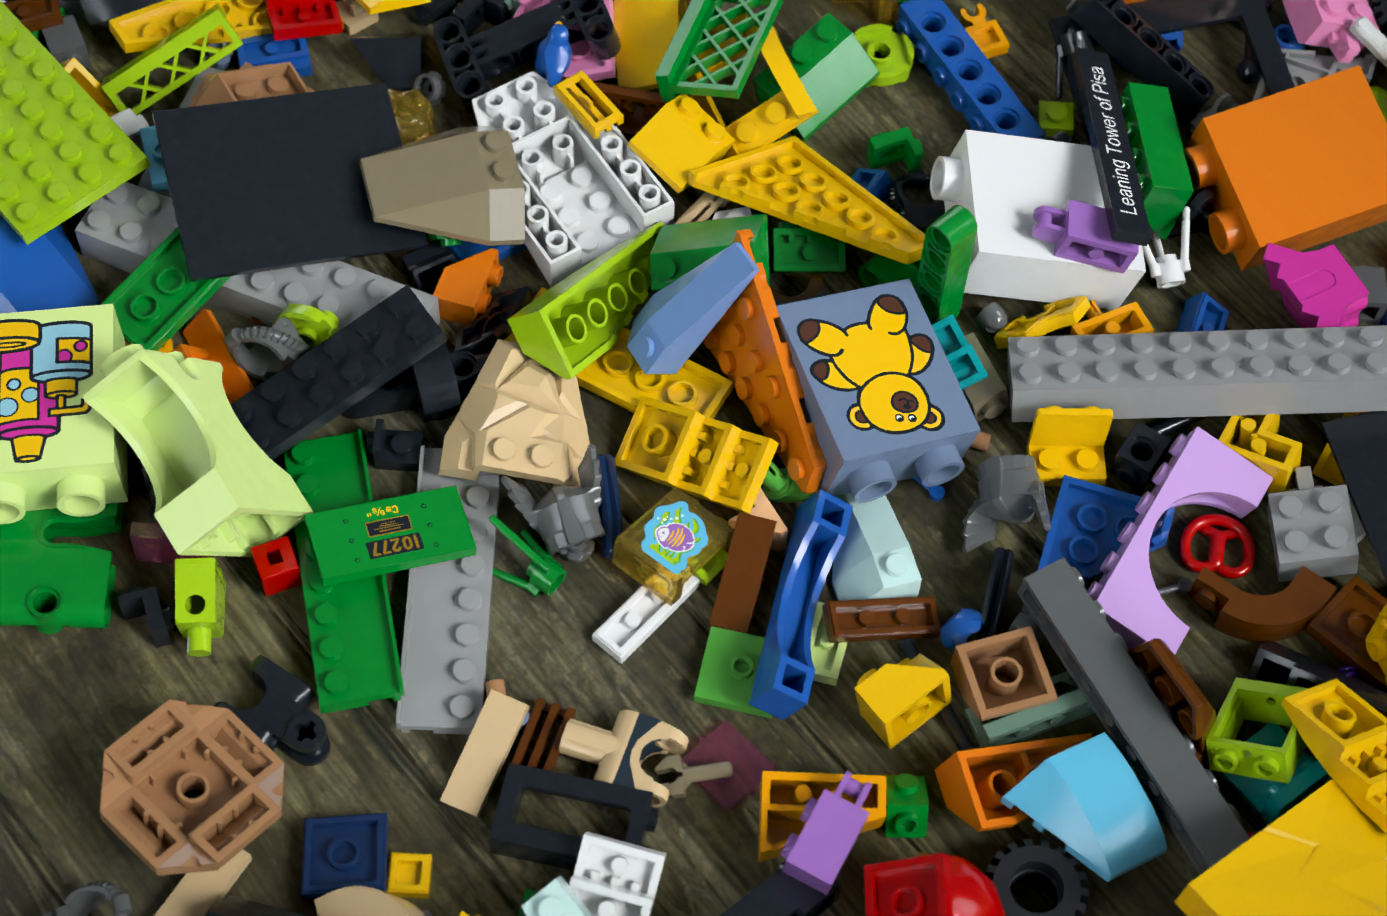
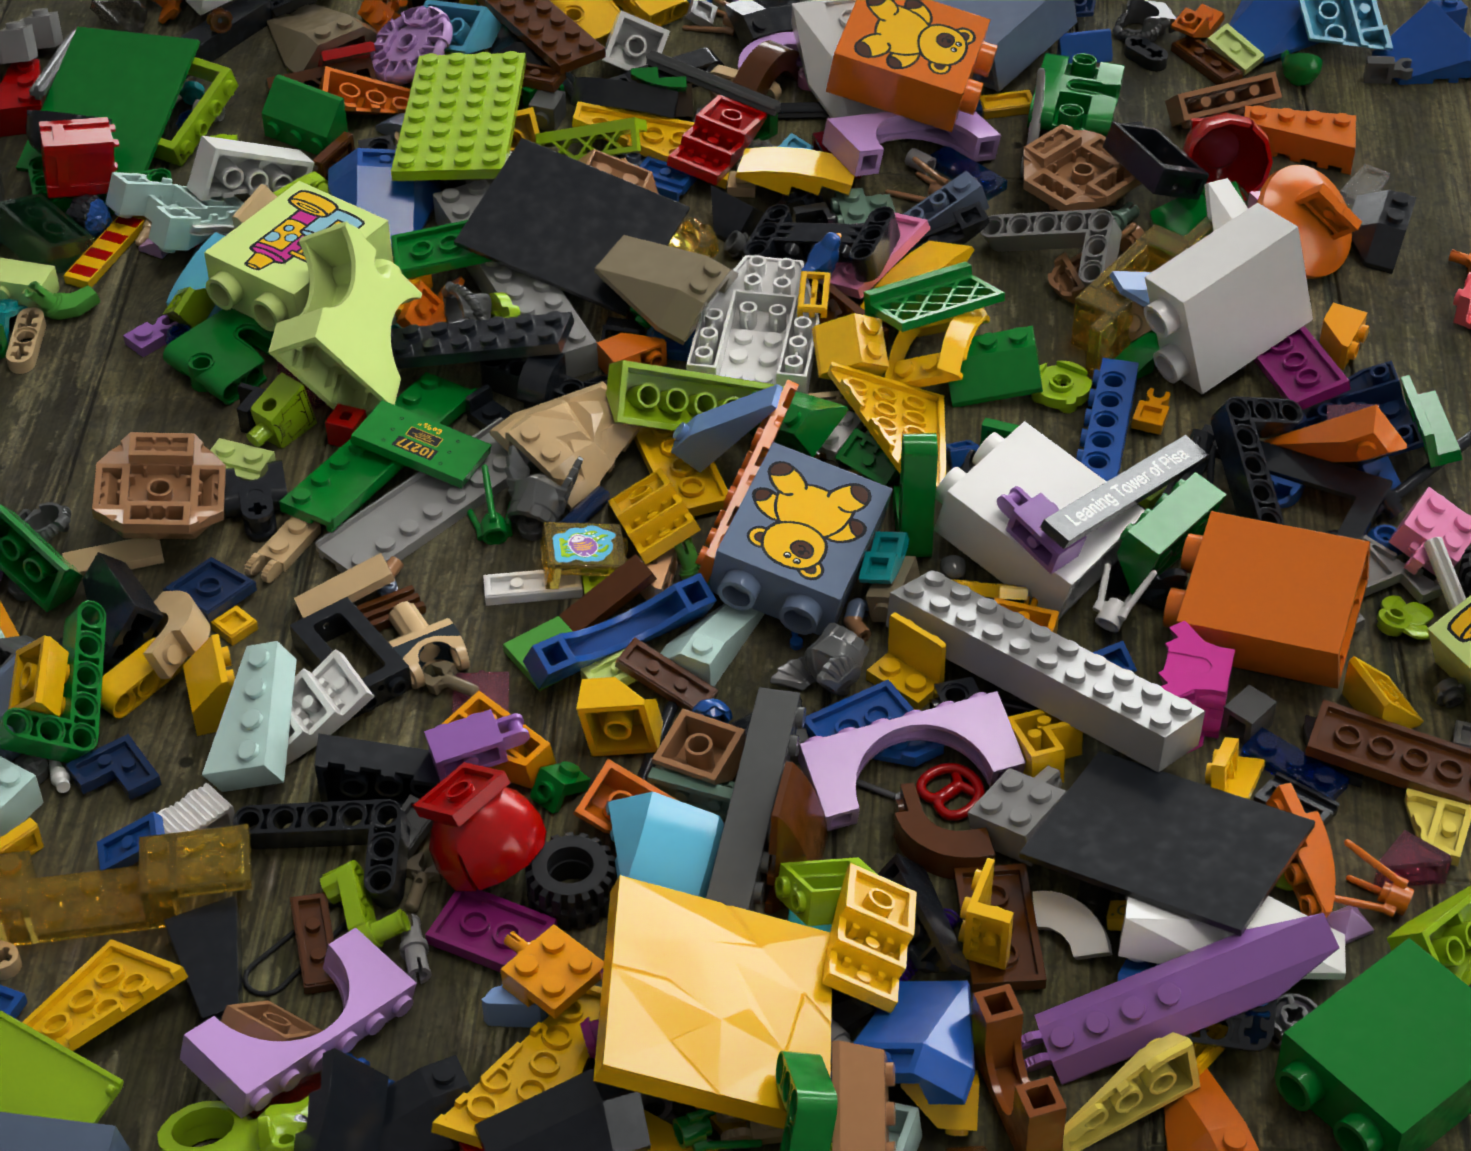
camera: 45 degrees right, 15 degrees down
(203, 681) = (247, 460): none -> yellowish green plate
(361, 751) = (282, 549): none -> tan hinge

